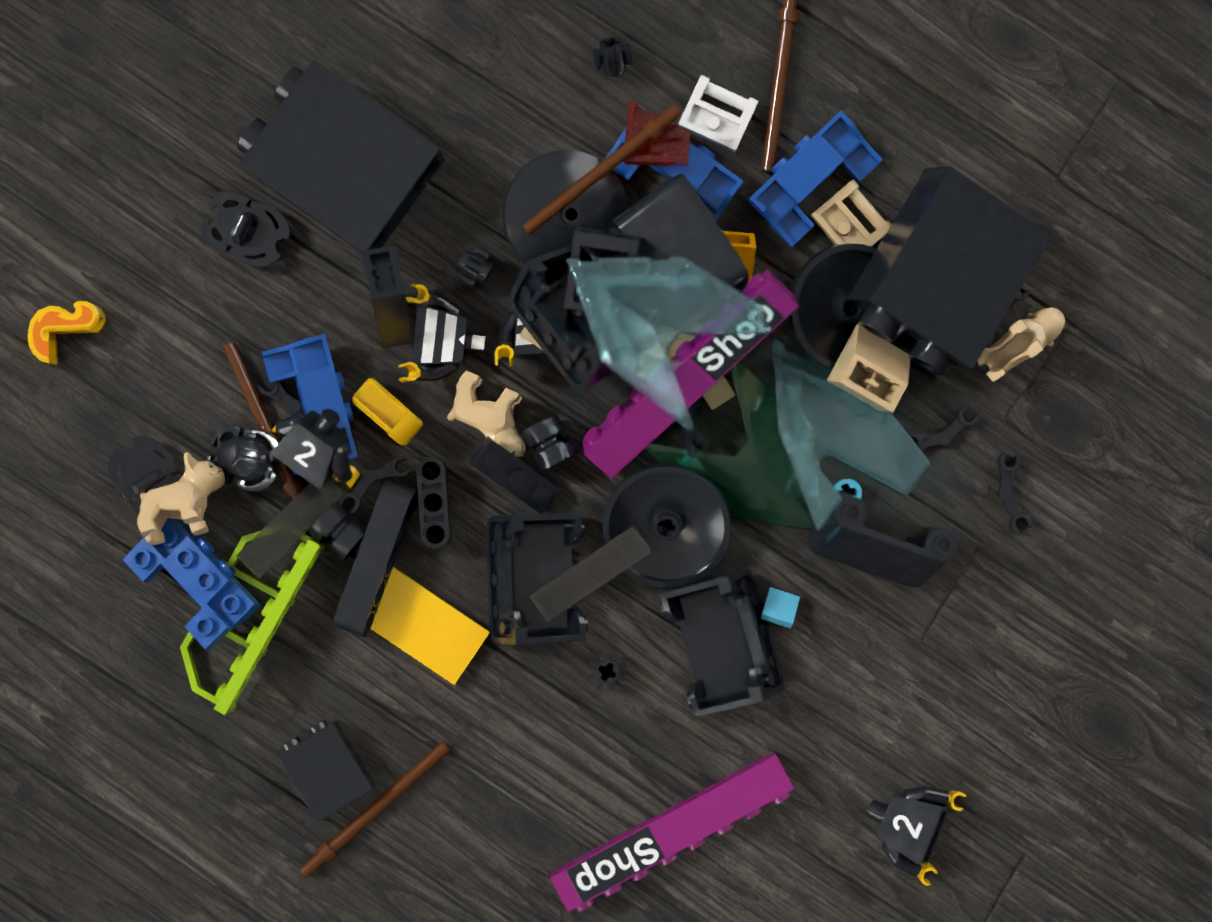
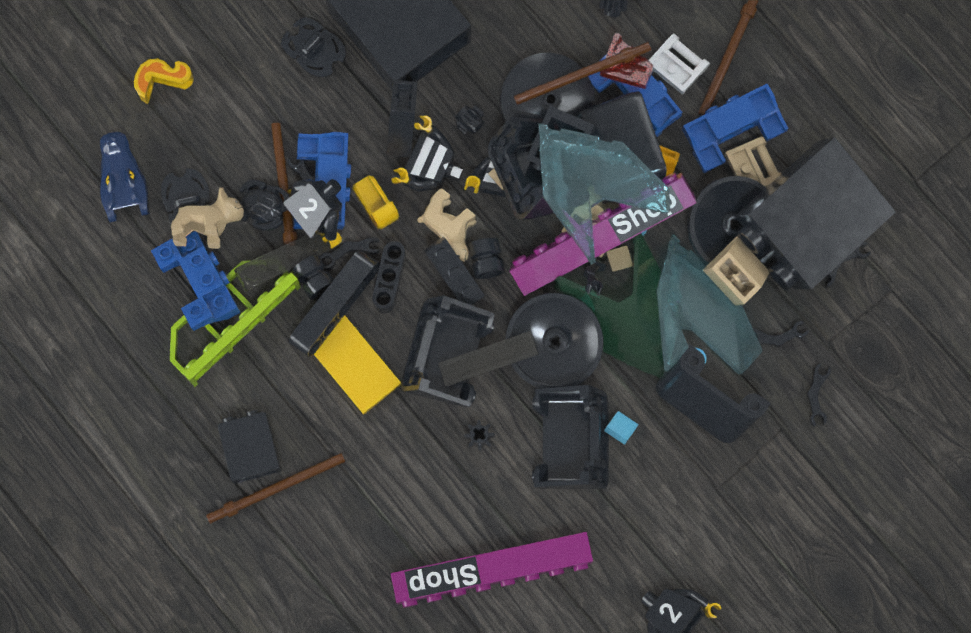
camera: 15 degrees right, 10 degrees down
(55, 475) = (121, 179): none -> dark blue animal
(1022, 341) = (854, 284): tan animal -> none

